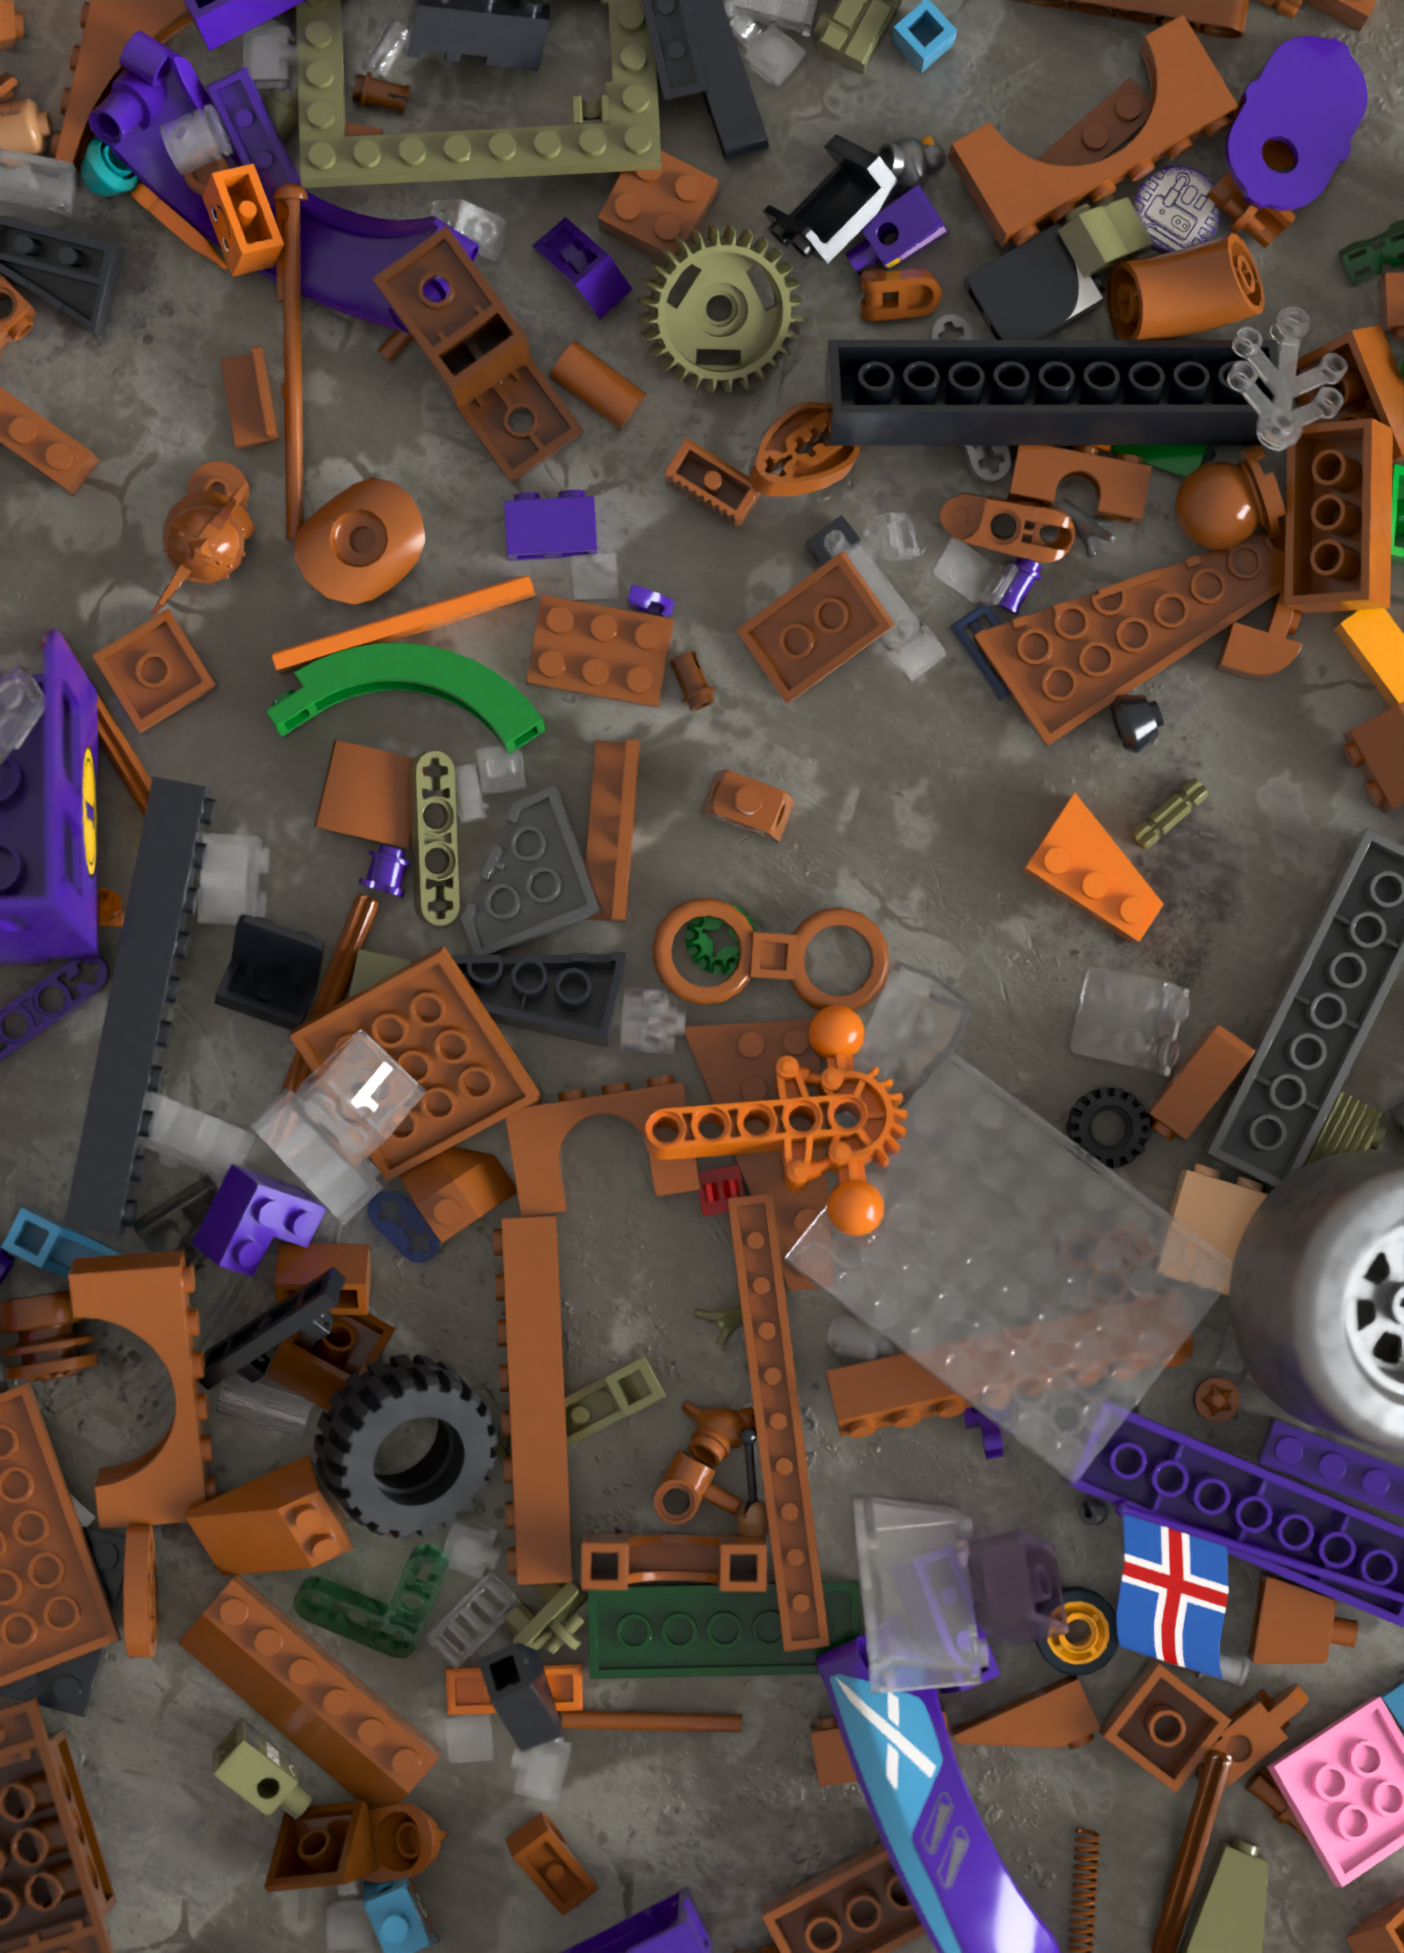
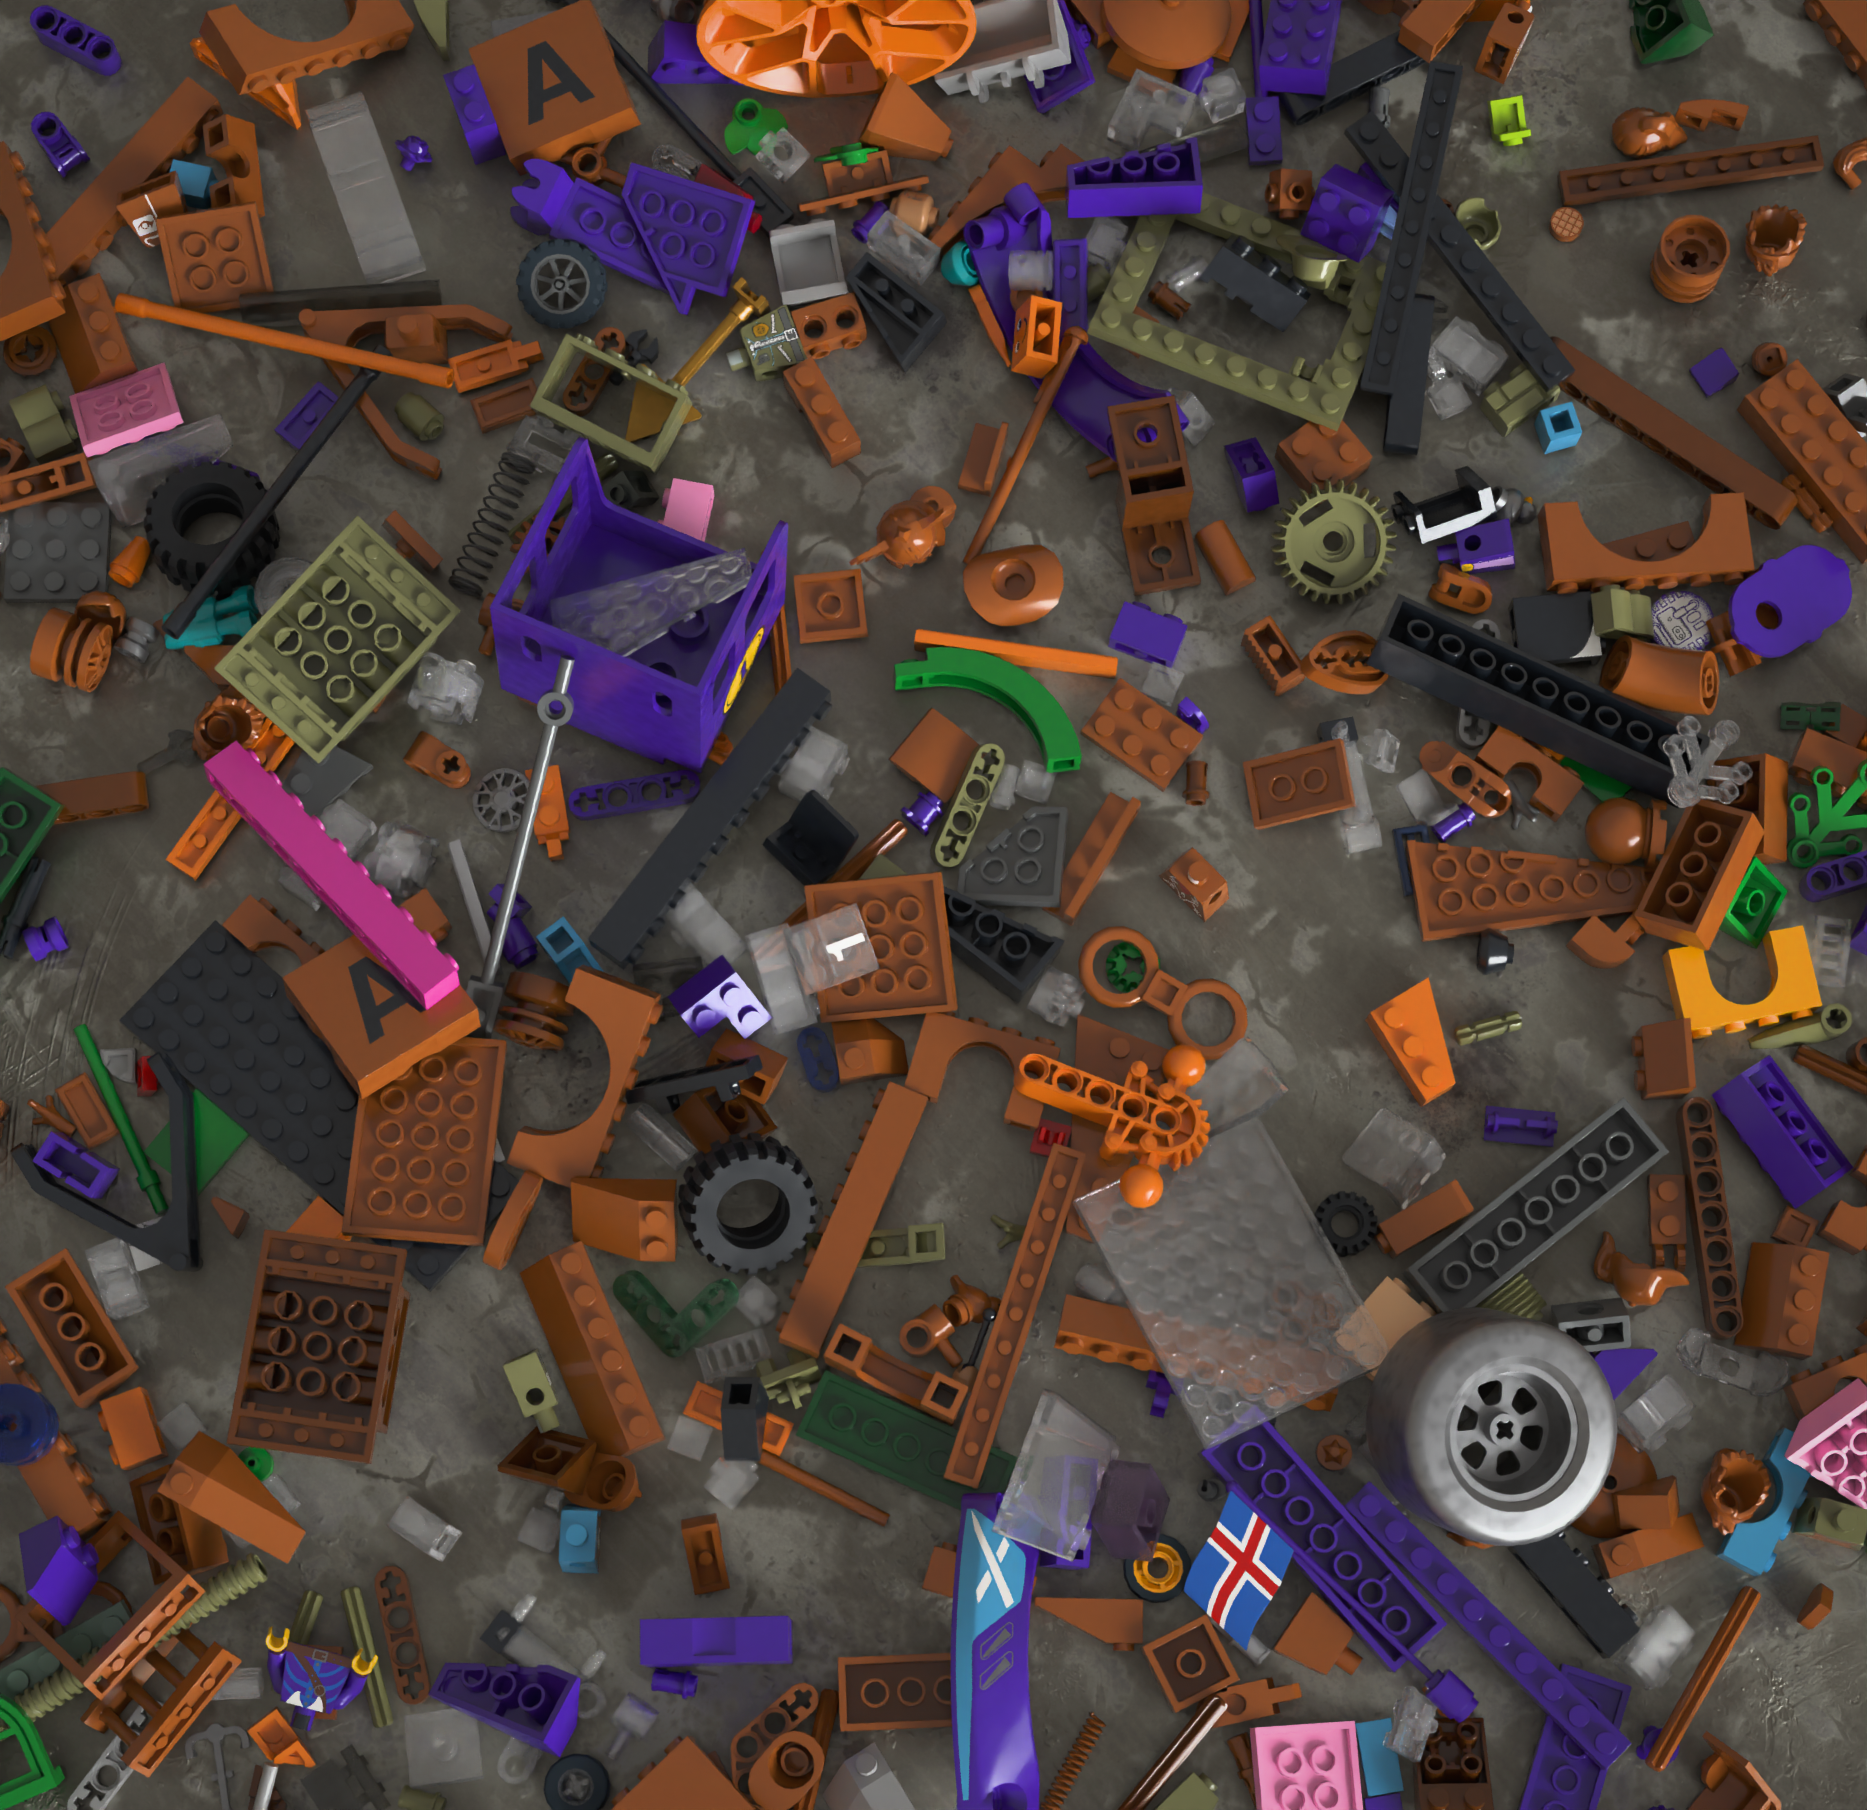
camera: 25 degrees right, 10 degrees down
(1259, 913) = (1519, 1126): none -> dark purple hinge

